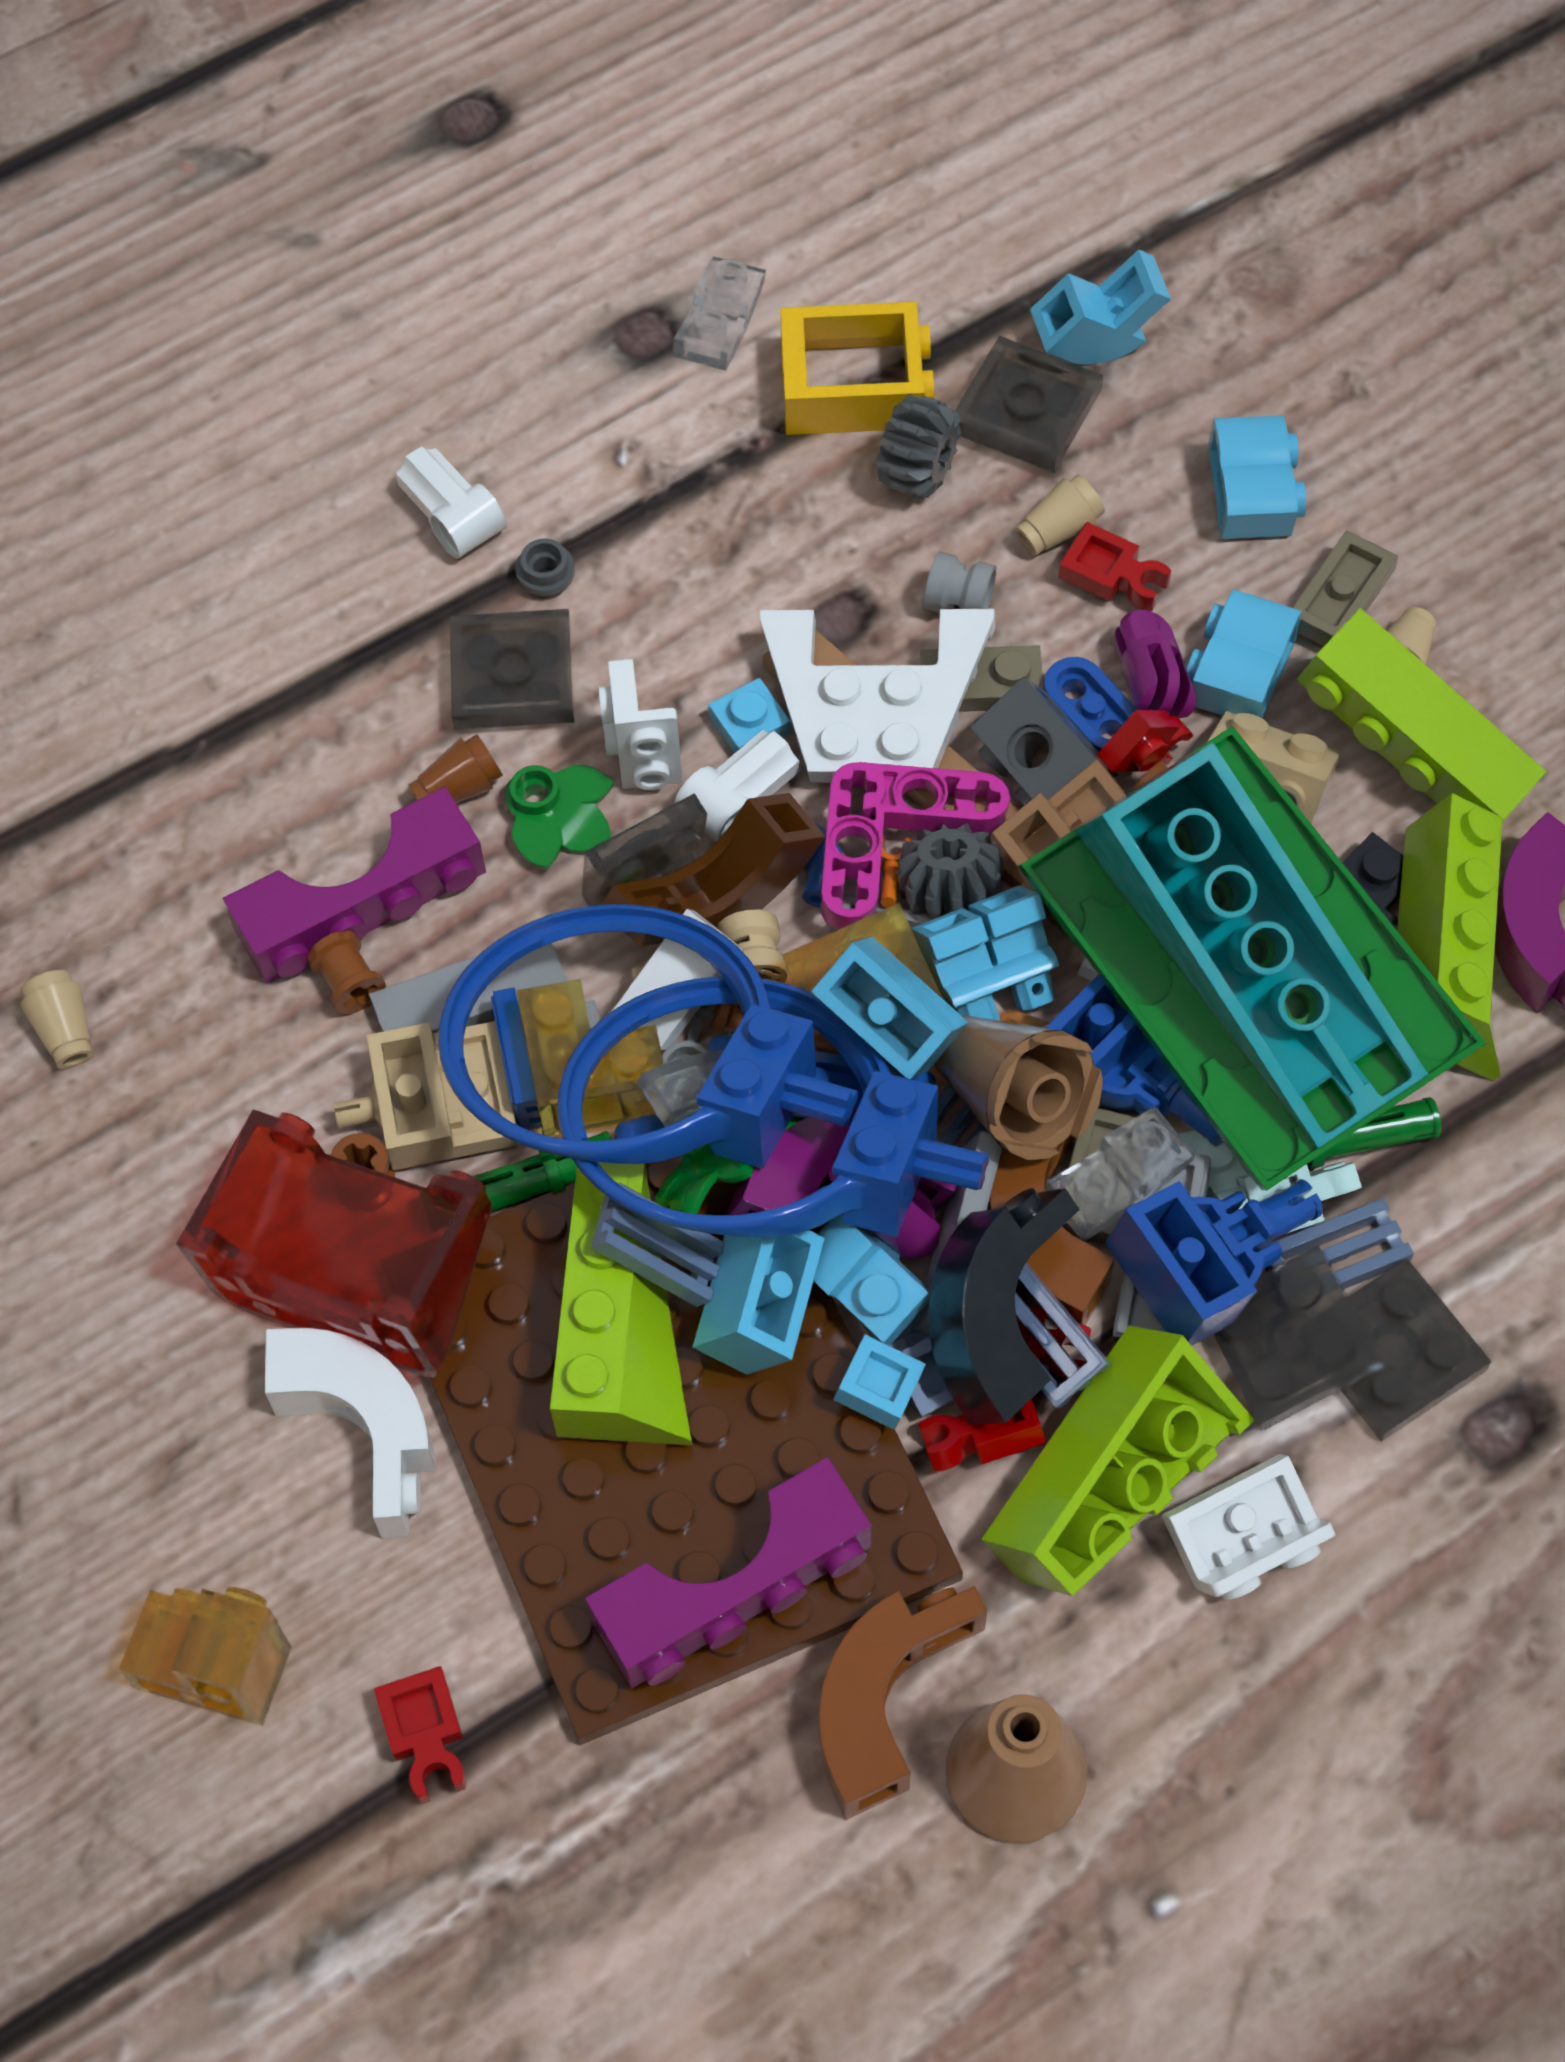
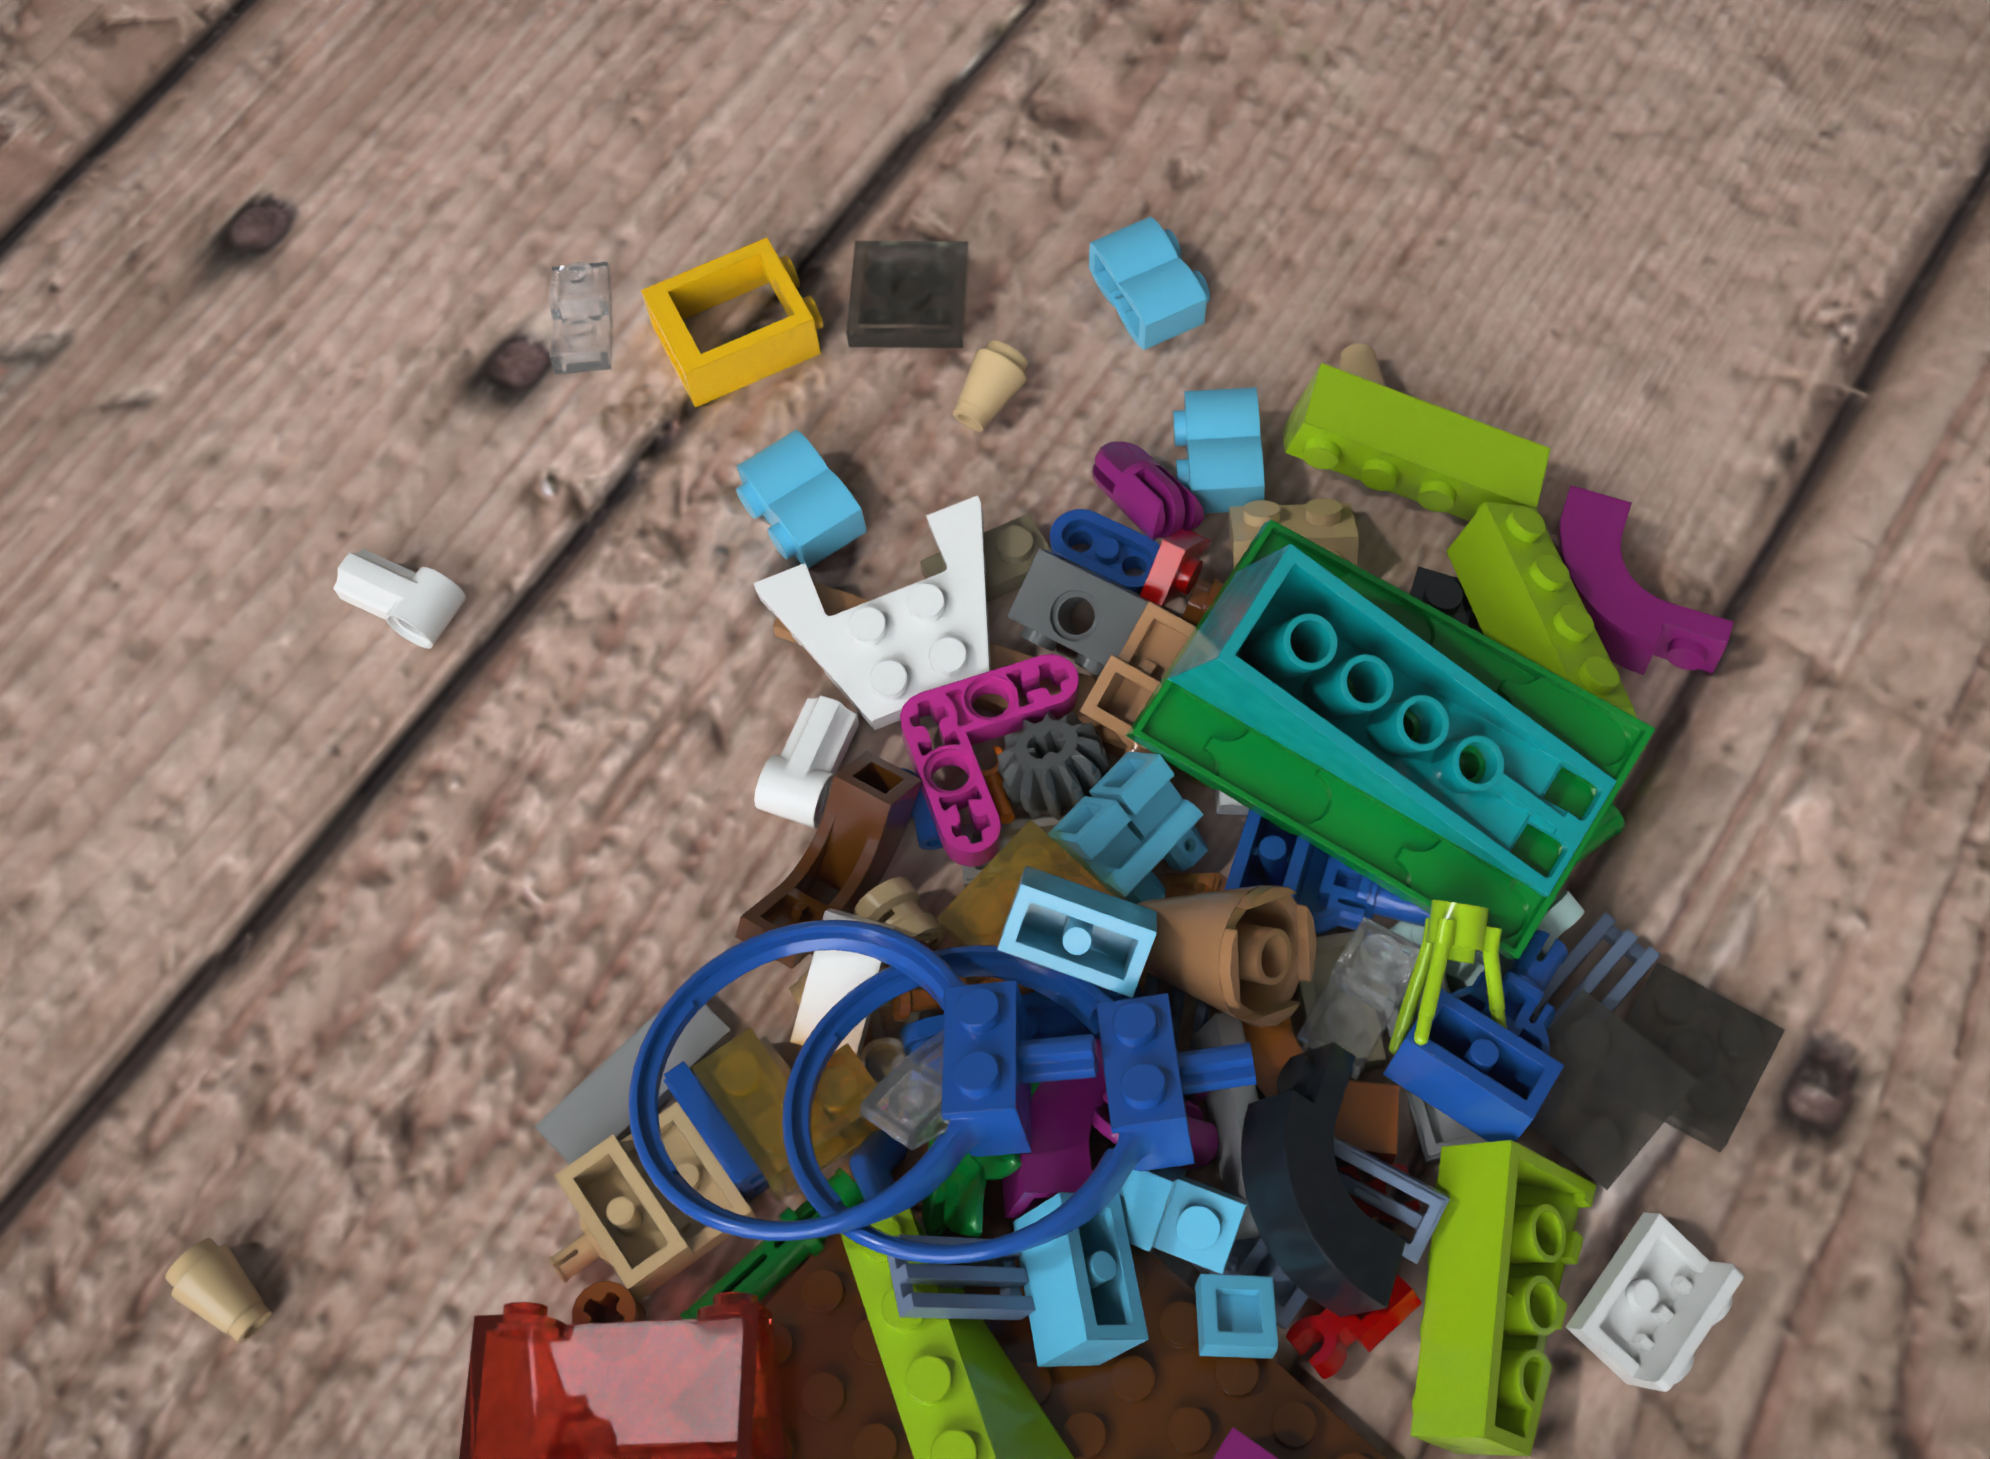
camera: 20 degrees left, 0 degrees up
(345, 971) = (500, 1113): dark orange bush -> none
(426, 857) = (424, 1086): magenta arch -> none
(463, 769) = (525, 865): dark orange cone -> none
(511, 669) = (533, 736): clear smoke plate -> none
(545, 555) = (515, 611): dark grey plate -> none
(564, 818) = (652, 861): green plate -> none
(642, 739) = (701, 760): white bracket -> none
(646, 849) = (761, 859): clear smoke plate -> none
(746, 713) = (783, 689): medium azure plate -> none
(838, 552) = (800, 499): none -> medium azure brick
(918, 446) = (830, 370): dark grey gear -> none
(954, 586) = (925, 487): light grey wheel -> none
(1101, 321) = (945, 192): medium azure brick -> none
(1109, 563) = (1053, 413): red plate -> none
(1214, 1144) = (1451, 934): none -> lime plant
(1342, 585) = (1278, 353): dark tan plate -> none

